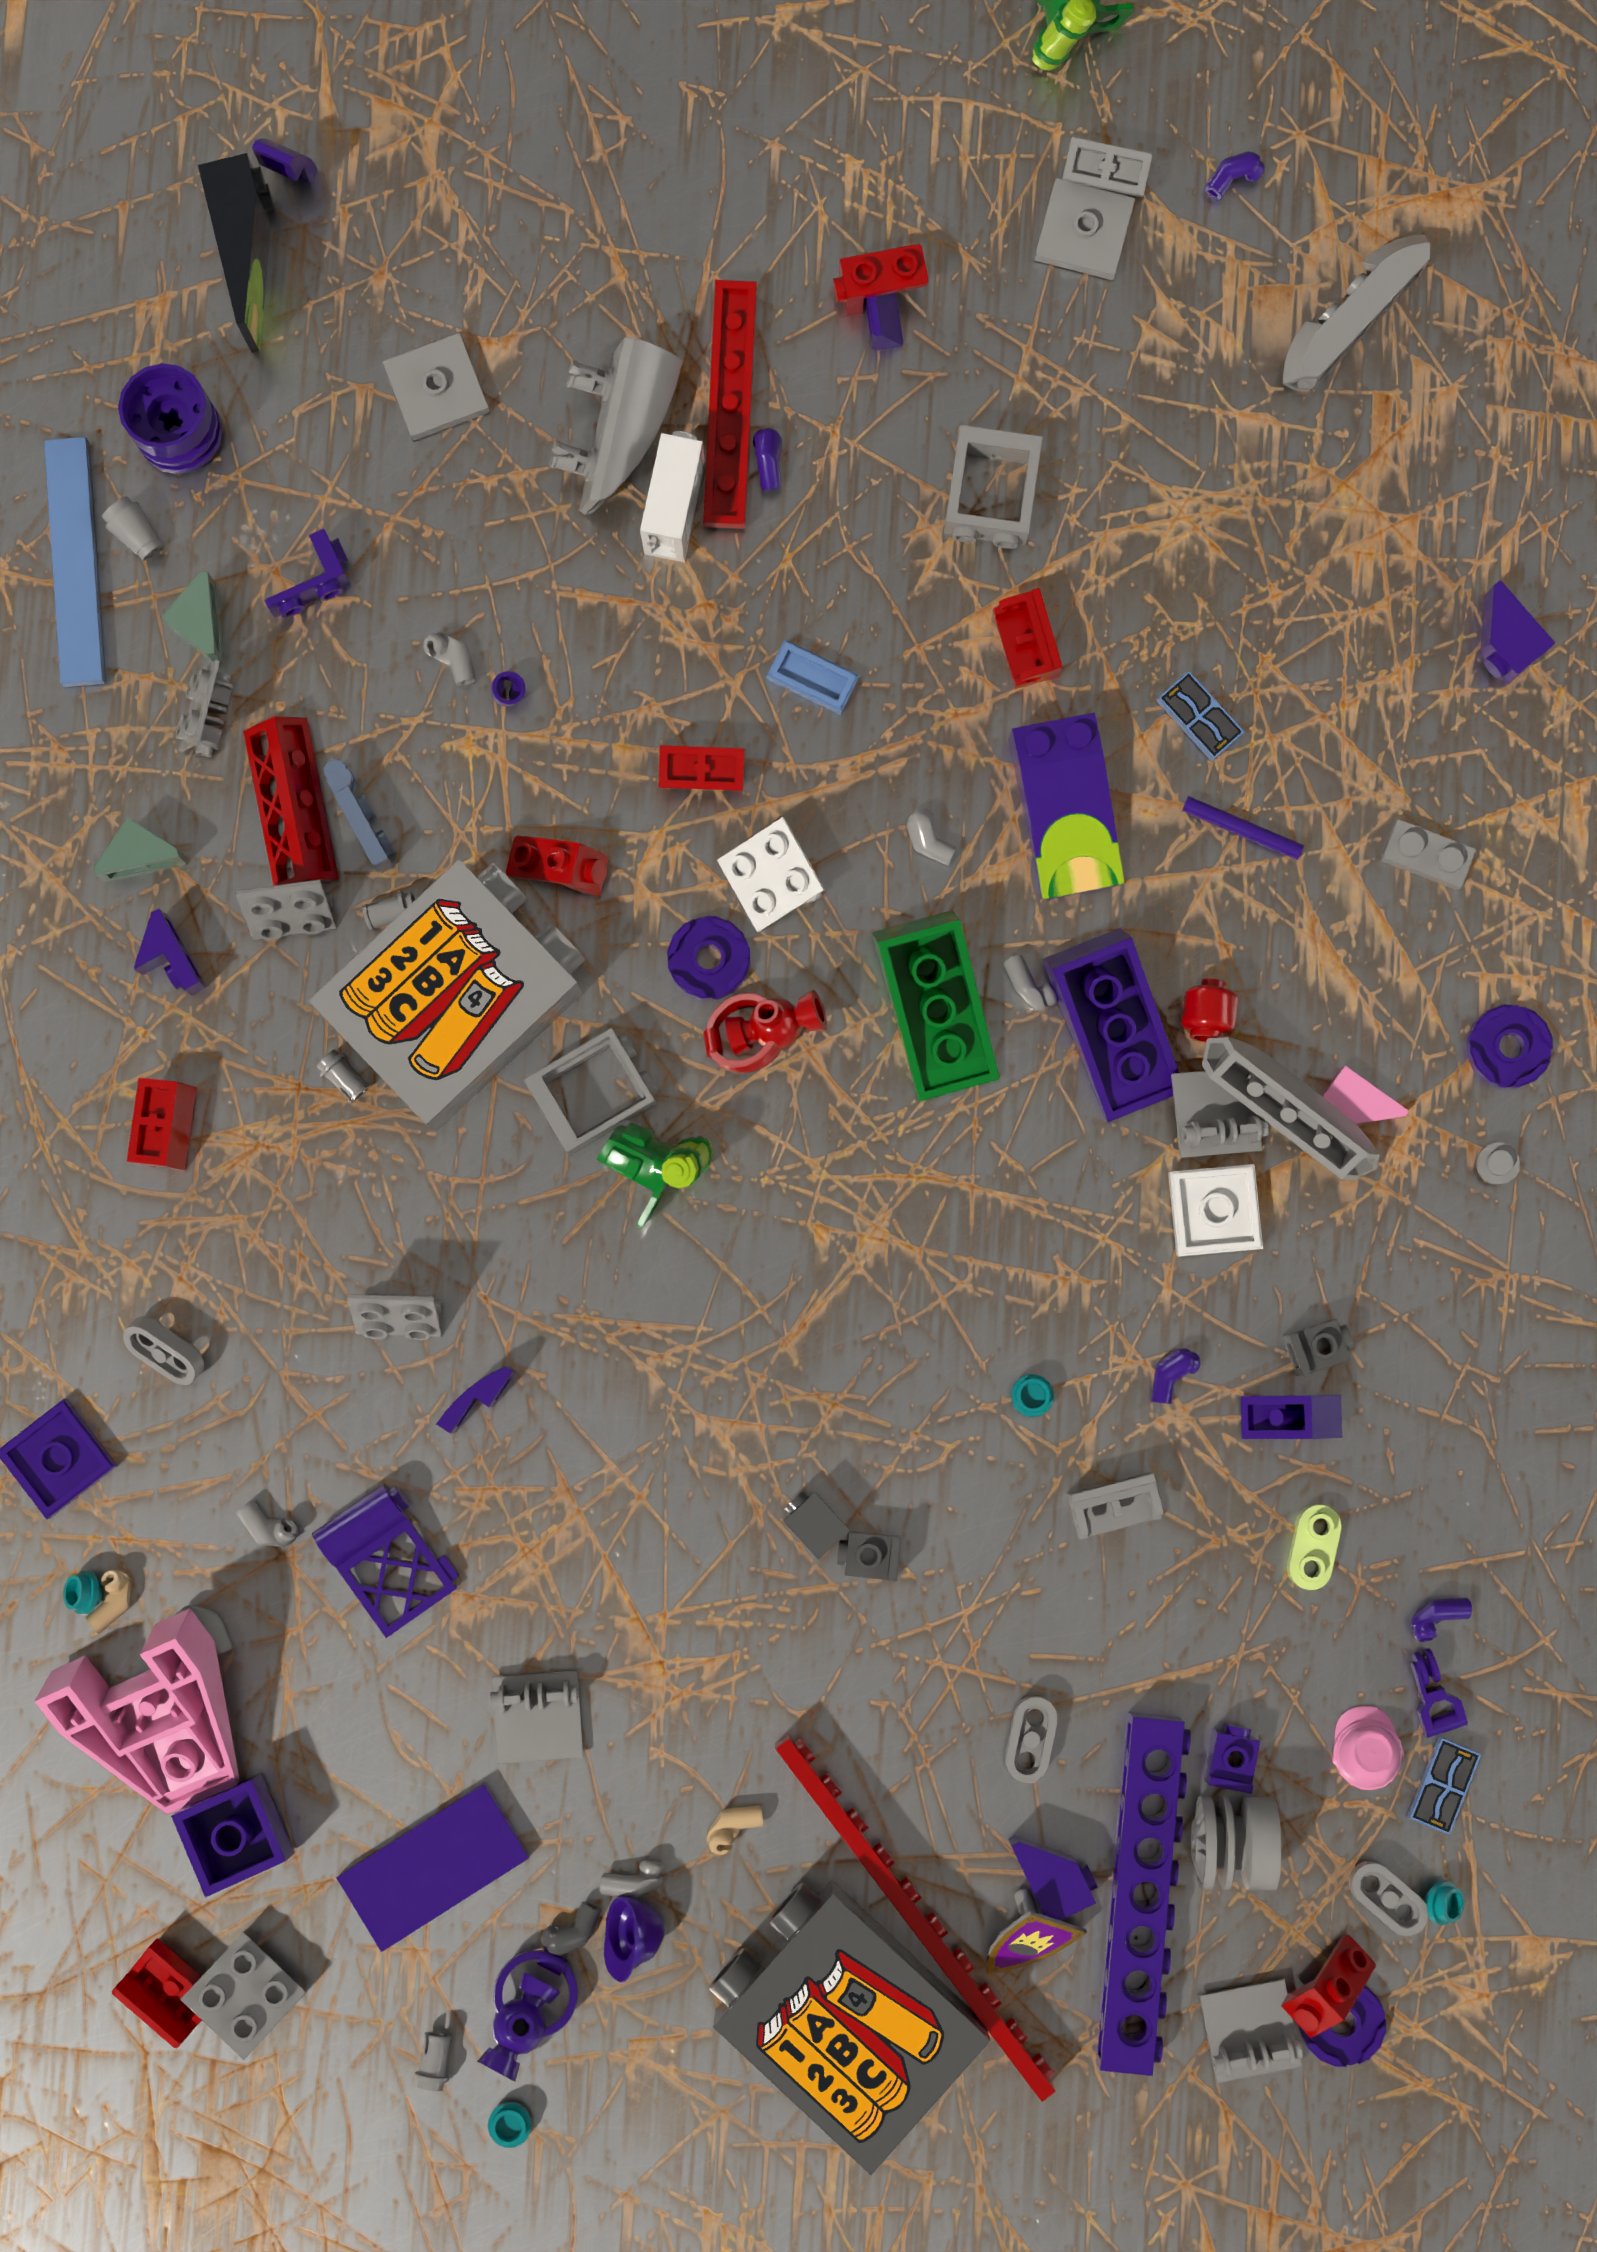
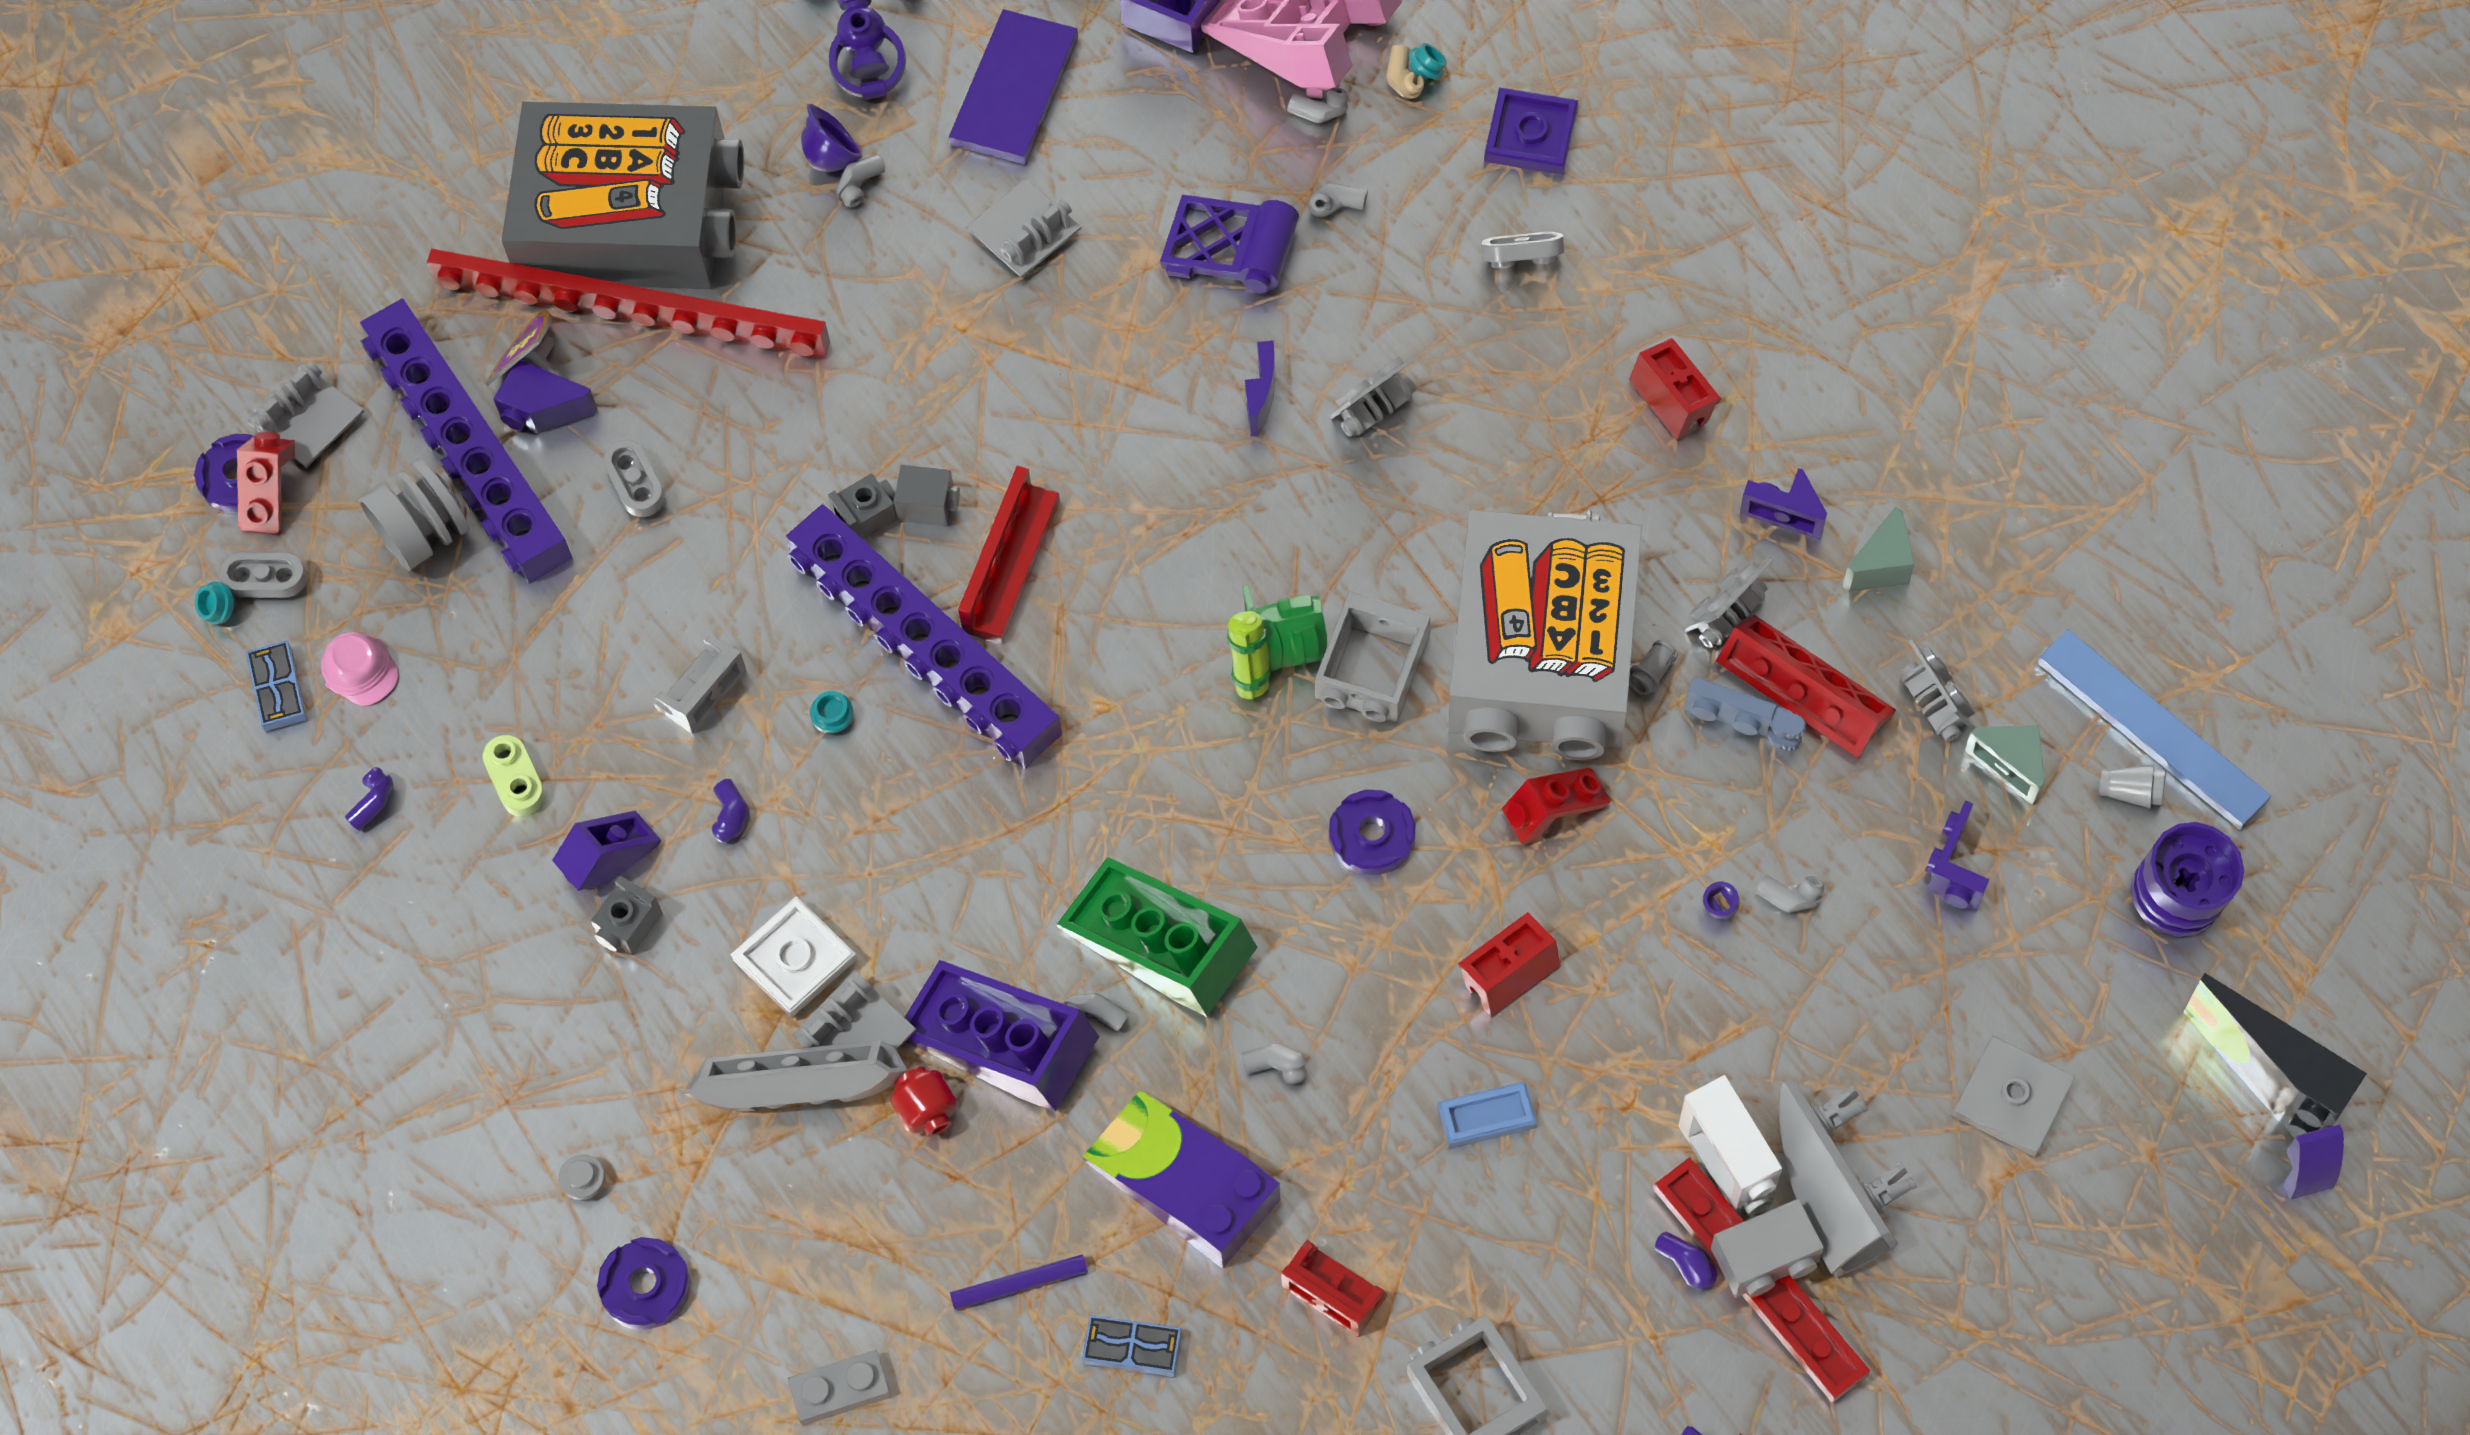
camera: 145 degrees right, 20 degrees down
(574, 1936) = (870, 118): dark grey arm -> none
(714, 404) = (1767, 1249): none -> light grey brick
(728, 1825) = (818, 263): tan arm -> none
(771, 875) = (1377, 929): white hinge -> none
(773, 1024) = (1274, 809): red piece -> none
(793, 1413) = (1007, 558): none -> red fence
(919, 1555) = (827, 535): none -> dark purple brick
(1219, 1772) = (462, 575): dark purple brick -> none
(1361, 1099) = (739, 1138): bright pink tile -> none
(1422, 1669) = (332, 742): dark purple piece -> none

